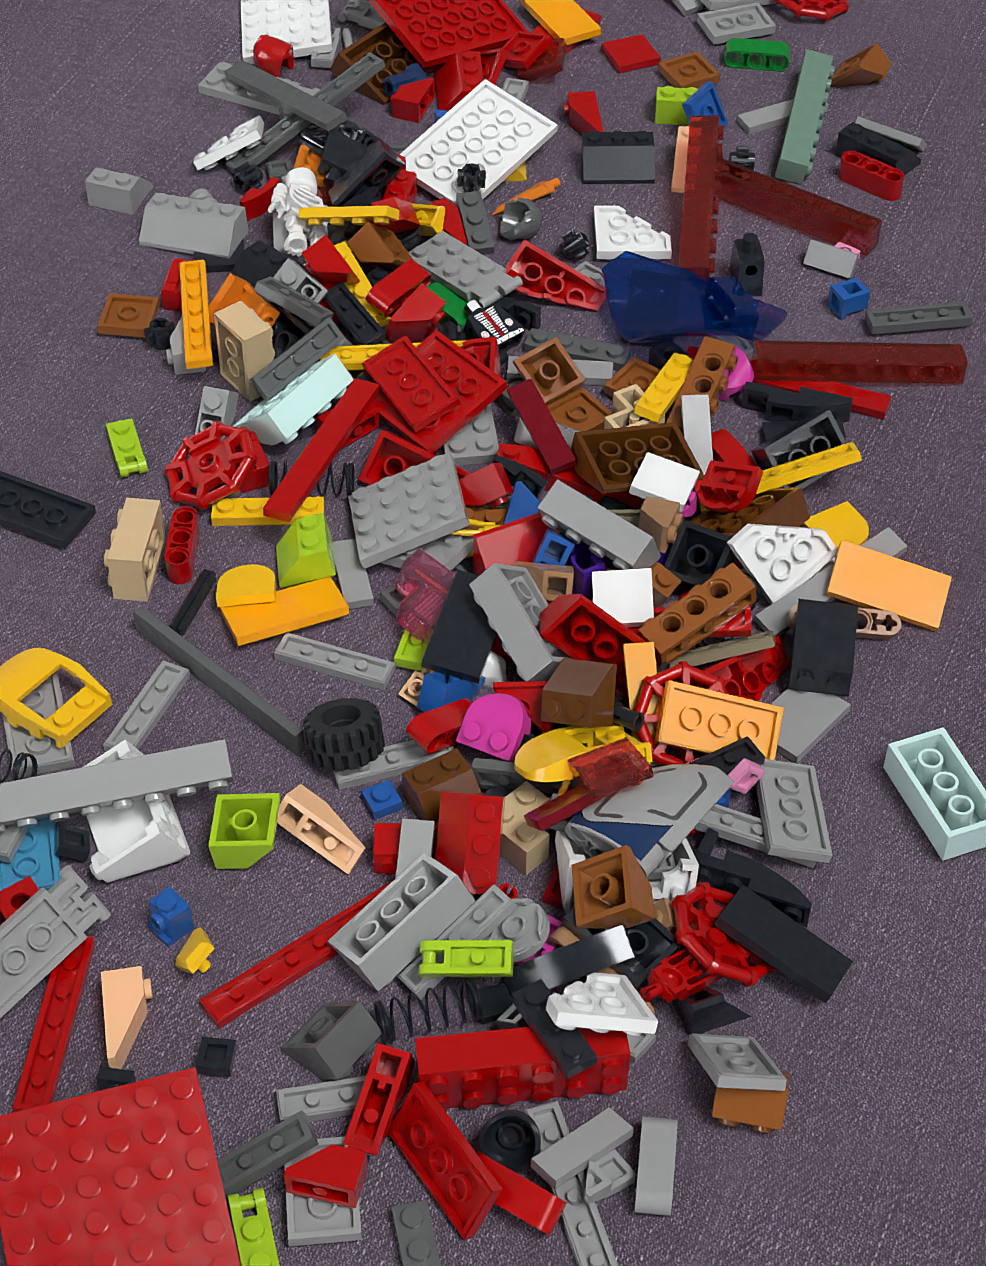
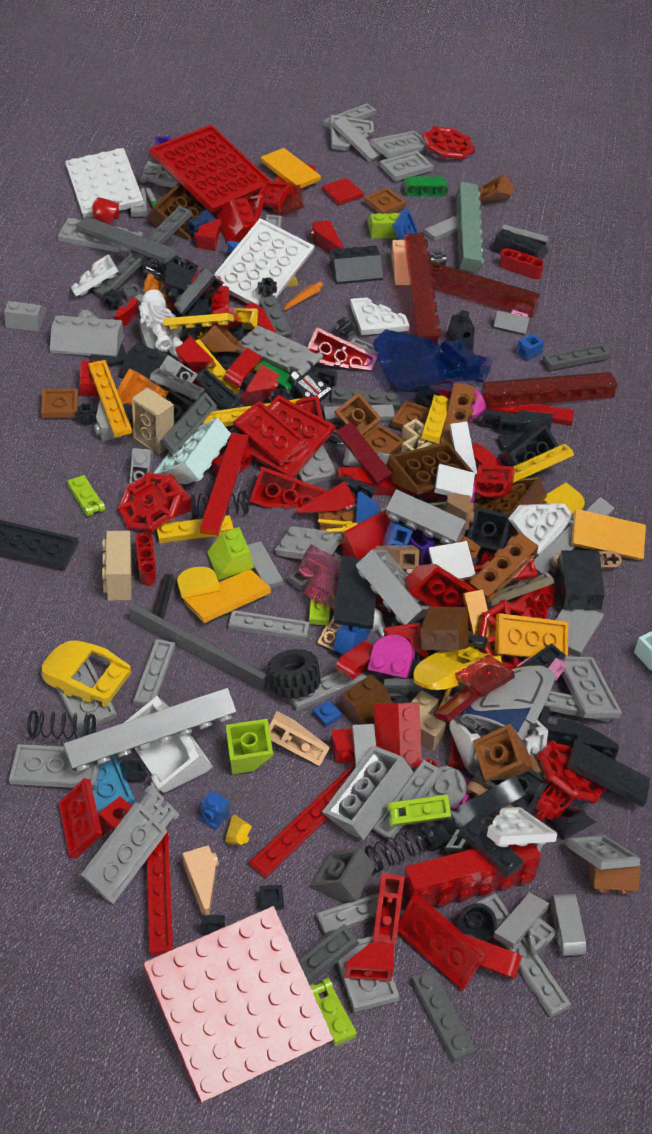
camera: 15 degrees left, 0 degrees up
(407, 510) = (292, 518): light grey plate -> none
(520, 219) = (305, 312): dark grey hair -> none

